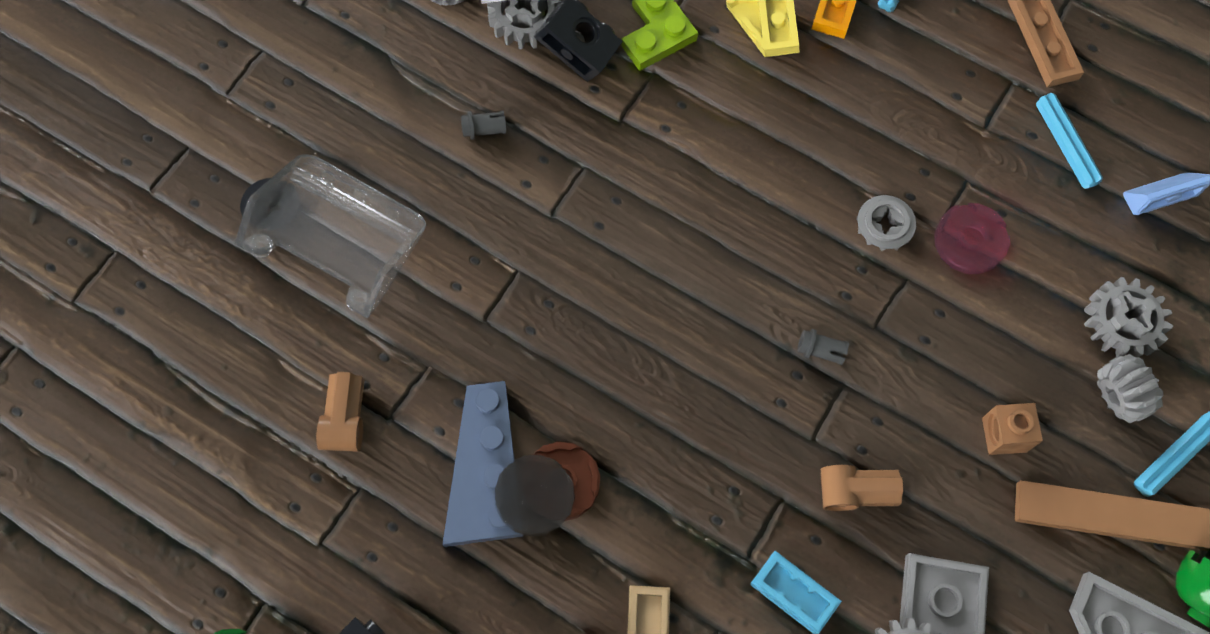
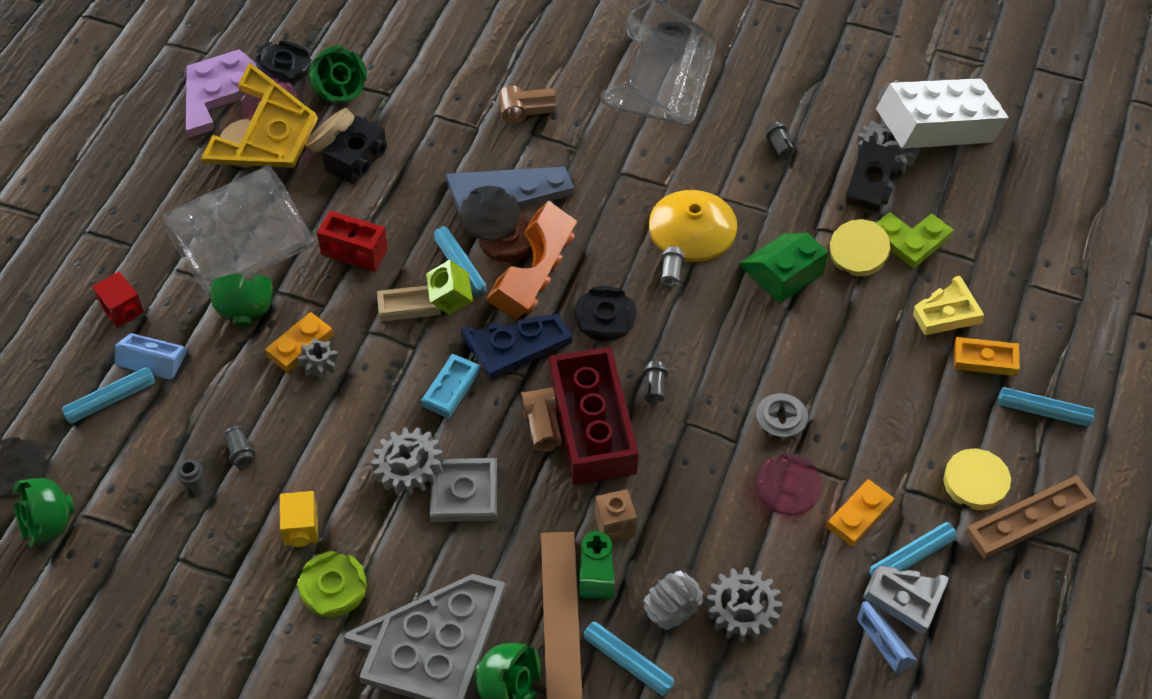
camera: 80 degrees right, 15 degrees down
(588, 426) = (517, 287): none -> orange arch
(589, 274) = (695, 223): none -> yellow dish
(594, 549) = (456, 254): none -> medium azure axle
(651, 584) = (449, 287): none -> lime brick
(654, 290) = (672, 259): none -> light grey pin
(668, 82) = (860, 247): none -> light yellow tile
(676, 165) = (786, 264): none -> green slope
(707, 384) = (605, 313): none -> black tile
(742, 501) = (514, 345): none -> dark blue wing
(876, 425) = (593, 416): none -> dark red brick
(985, 57) = (977, 479): none -> light yellow tile
(1014, 177) = (860, 513): none -> light orange plate
(1073, 465) = (596, 570): none -> green piece
(1125, 157) = (906, 595): none -> light grey wing

